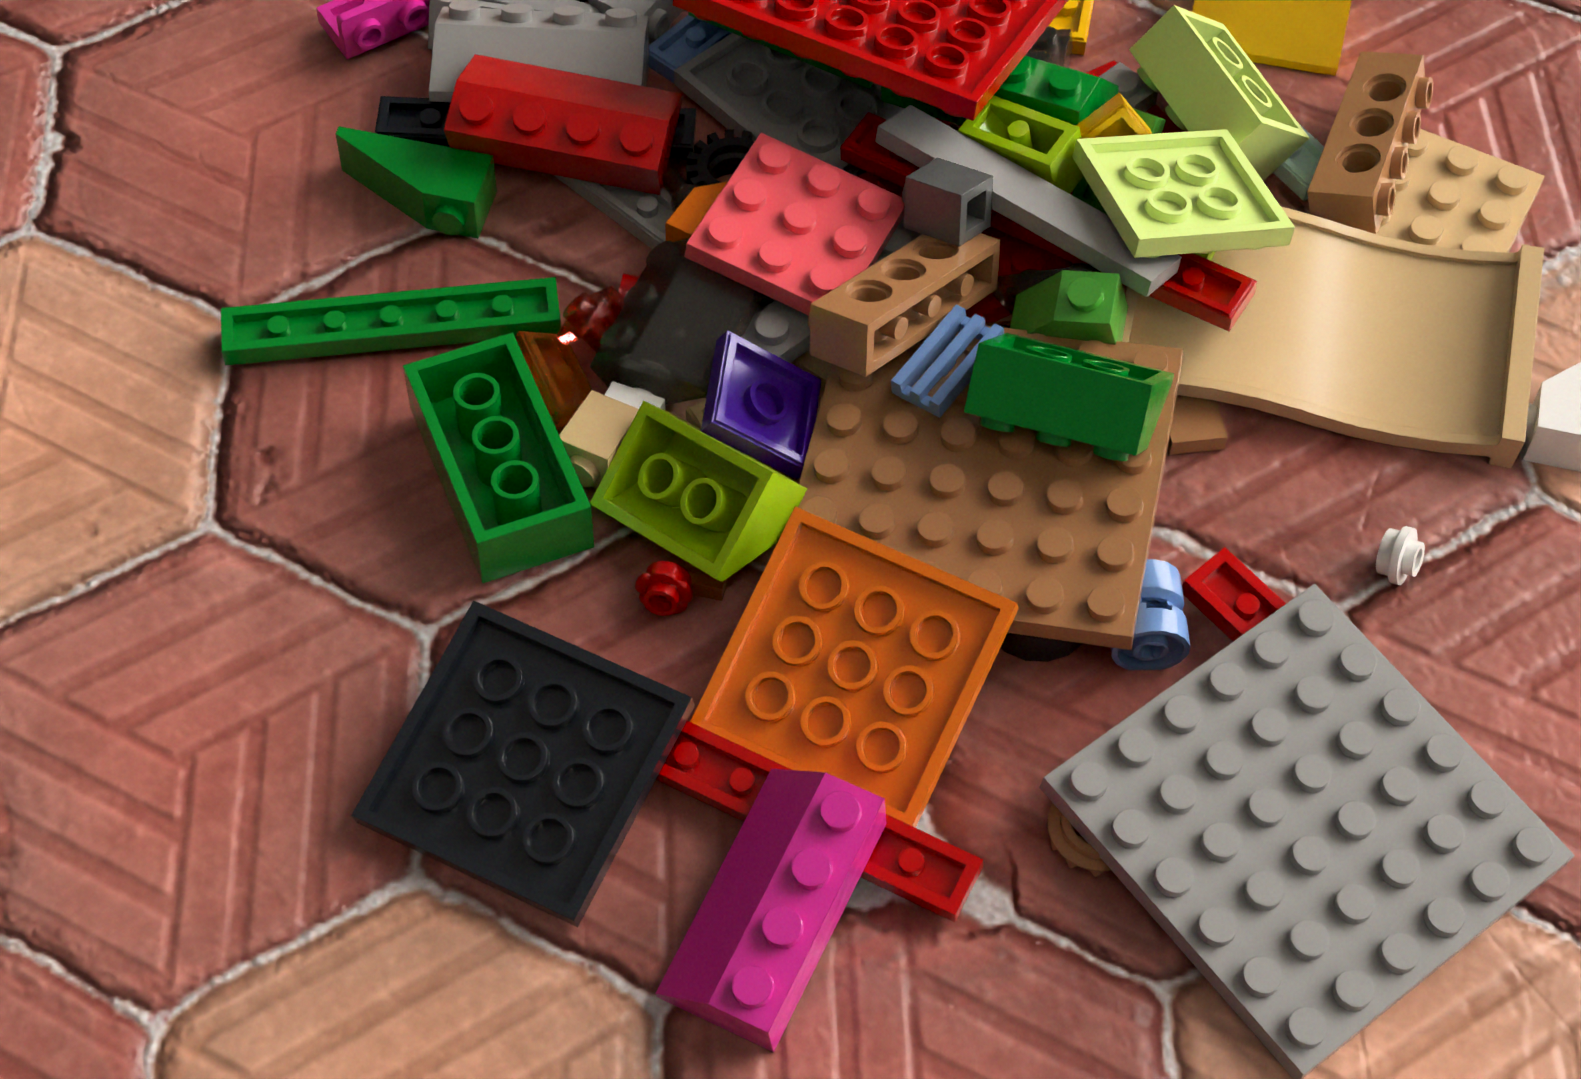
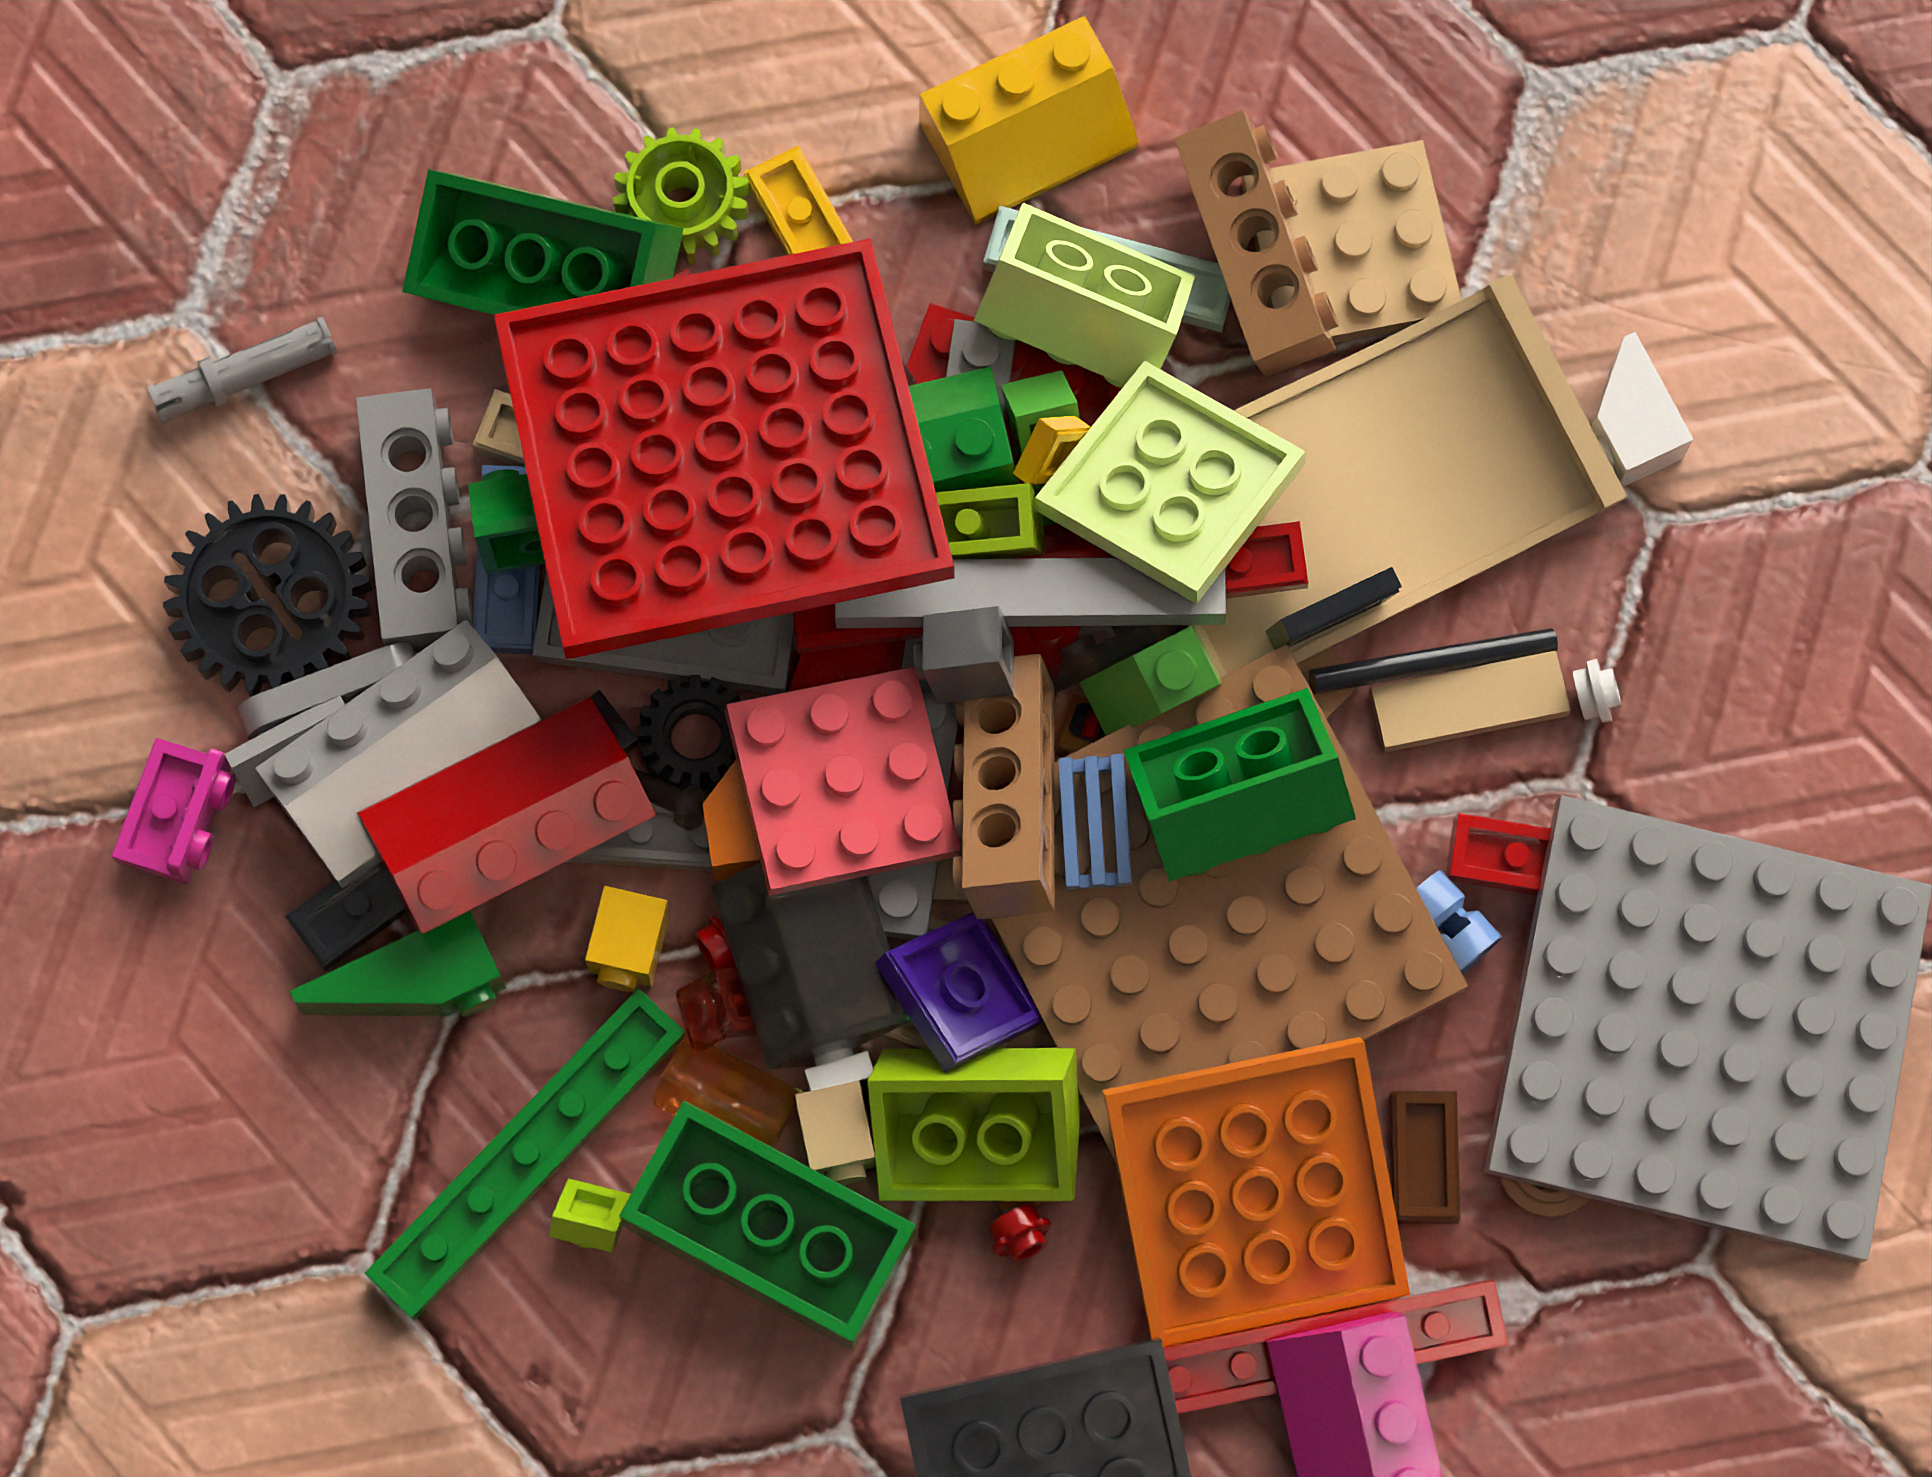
camera: 40 degrees left, 20 degrees up
(384, 376) = (588, 1215): none -> lime plate
(578, 249) = (627, 939): none -> yellow brick
(1005, 758) = (1425, 1157): none -> reddish brown tile
(1239, 356) = (1334, 609): none -> black tile
(1290, 459) = (1431, 661): none -> black bar
(1296, 505) = (1469, 701): none -> tan tile

